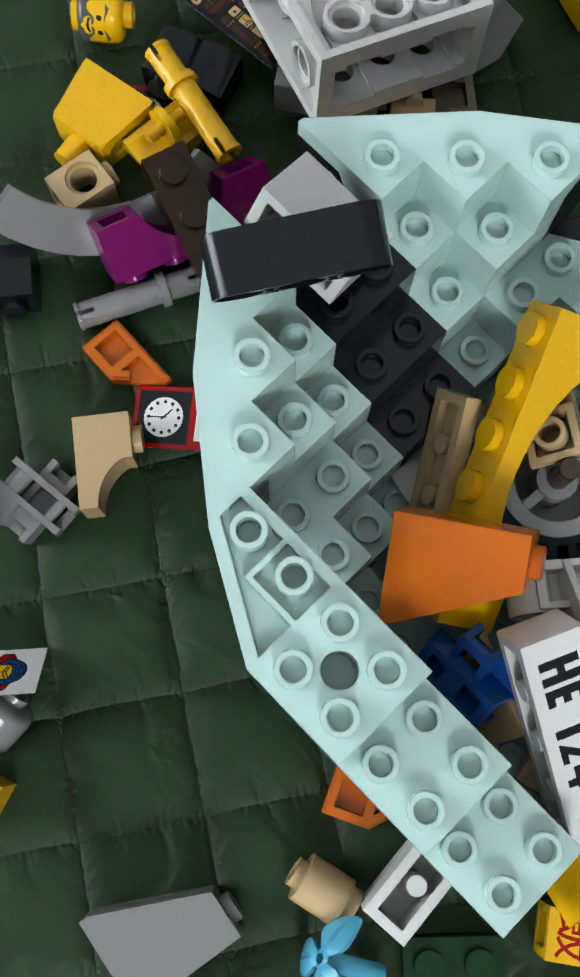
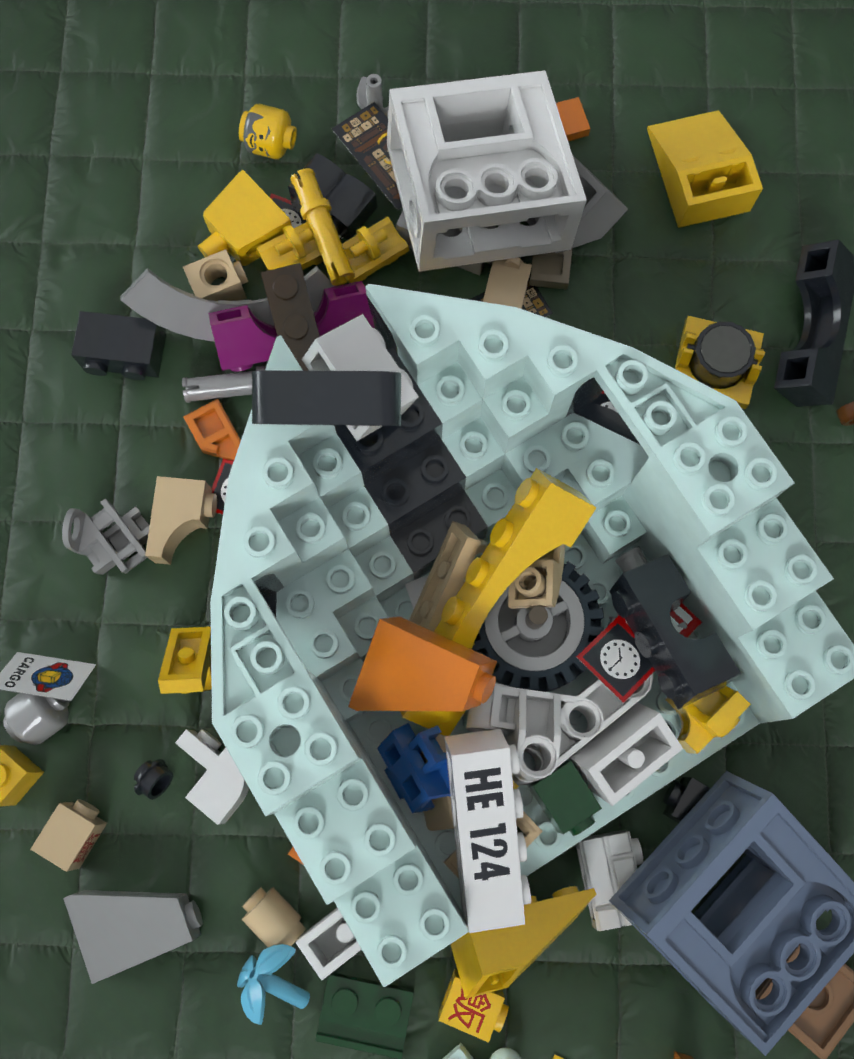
camera: 15 degrees right, 0 degrees up
(66, 848) = (69, 834): none -> tan brick
(146, 762) = (152, 779): none -> black plate
(155, 619) = (187, 661): none -> yellow slope
(231, 742) = (222, 785): none -> white brick
(255, 116) = (374, 248): none -> yellow hips

